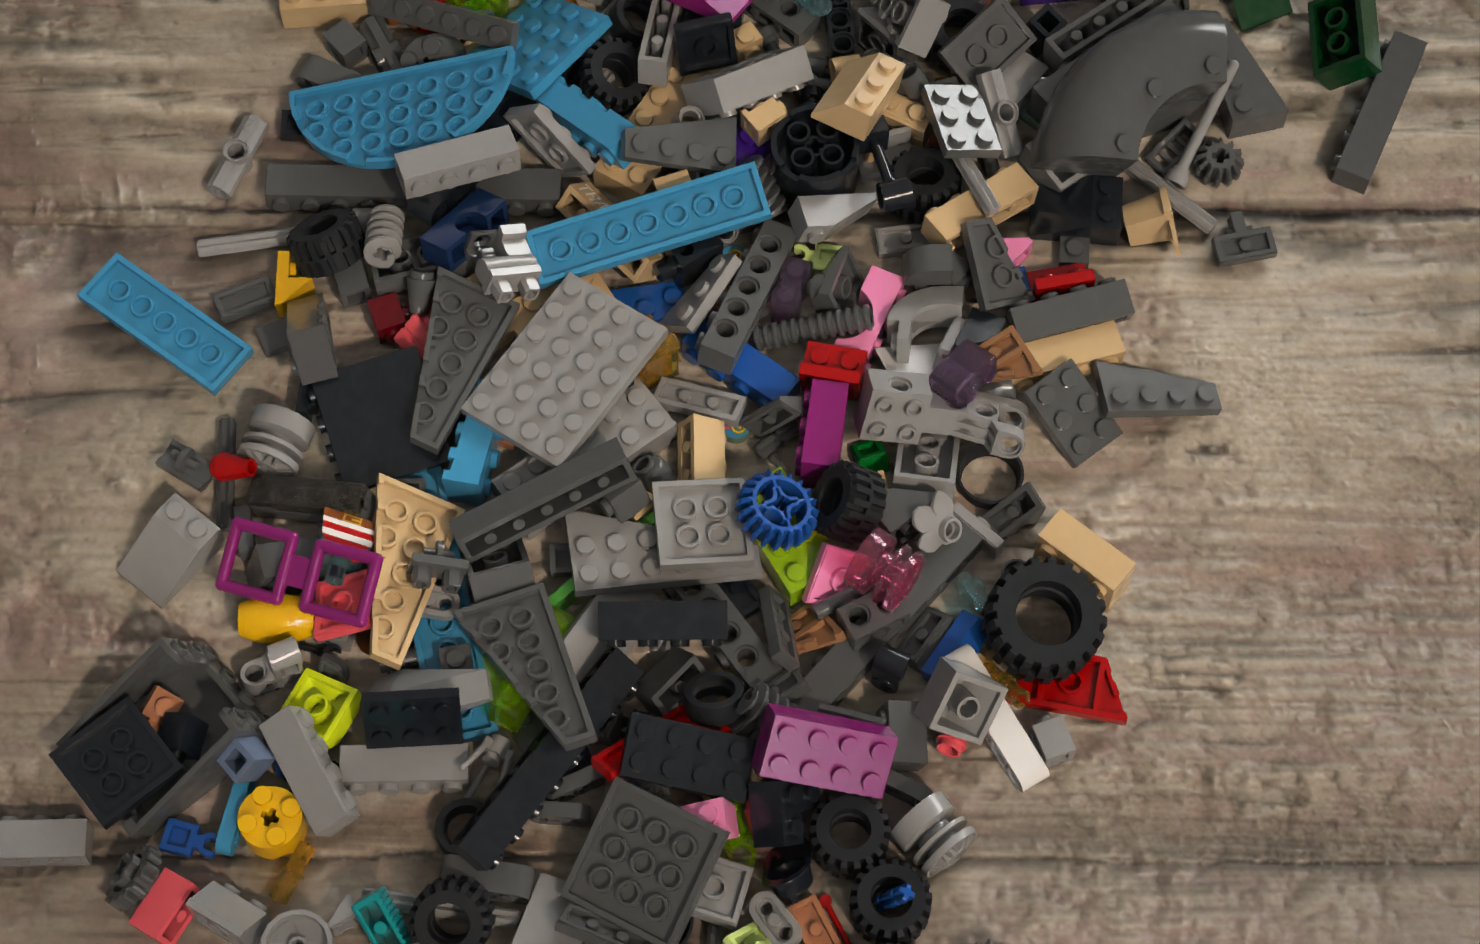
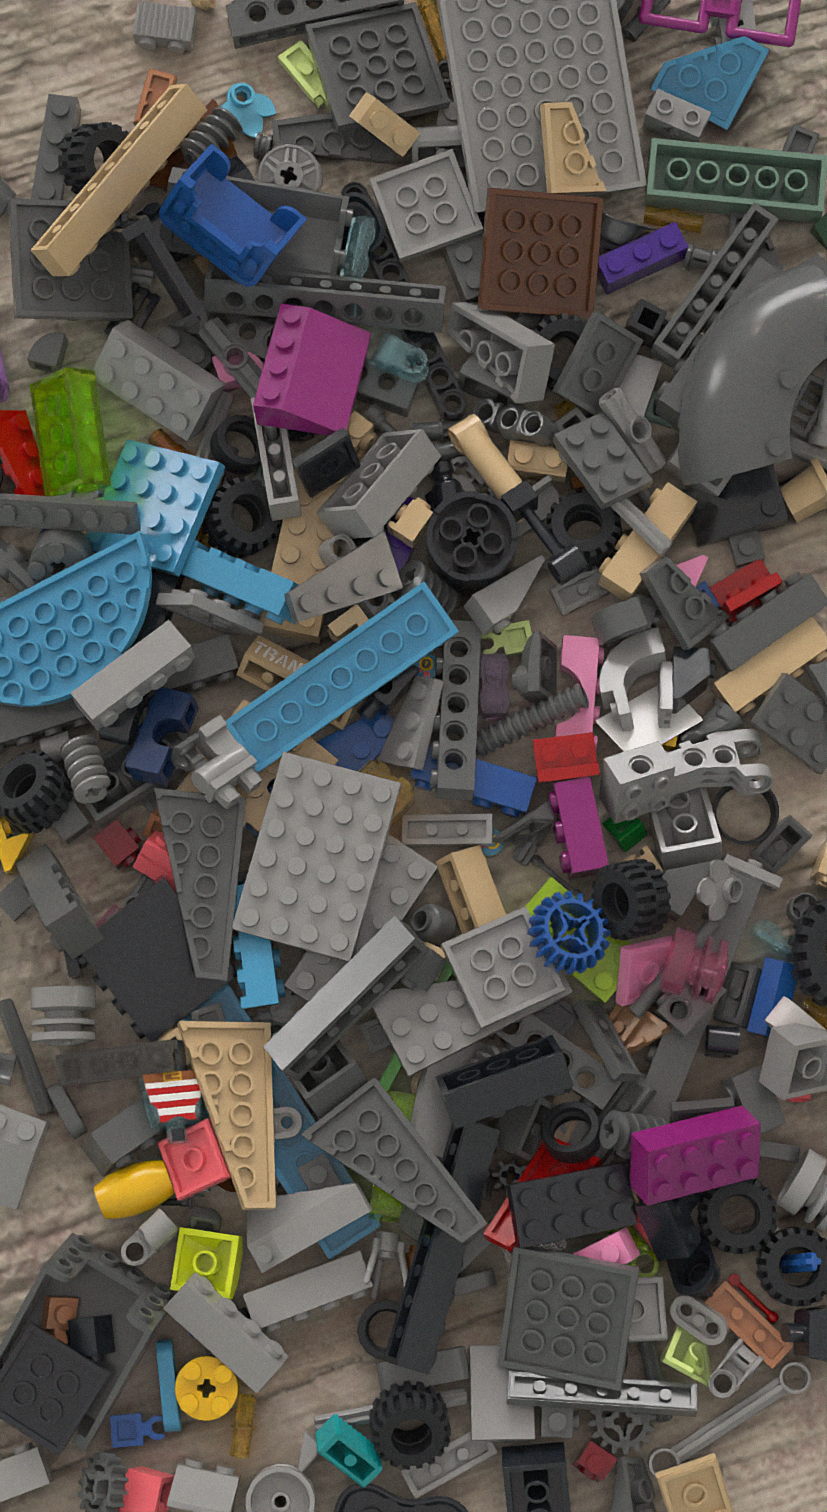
camera: 20 degrees left, 15 degrees up
(231, 467) = (31, 1055): red cone -> none
(246, 759) = (165, 1345): sand blue brick -> none
(299, 572) = (144, 1148): magenta bar -> none
(412, 718) = (304, 1253): black plate -> none
(420, 288) = (142, 812): dark grey cone -> none
(437, 564) = (260, 1105): dark grey hips -> none
(860, 94) = (497, 469): tan slope -> none
(963, 373) = (693, 728): clear purple brick -> none
(1012, 355) = (722, 695): medium nougat wing -> none

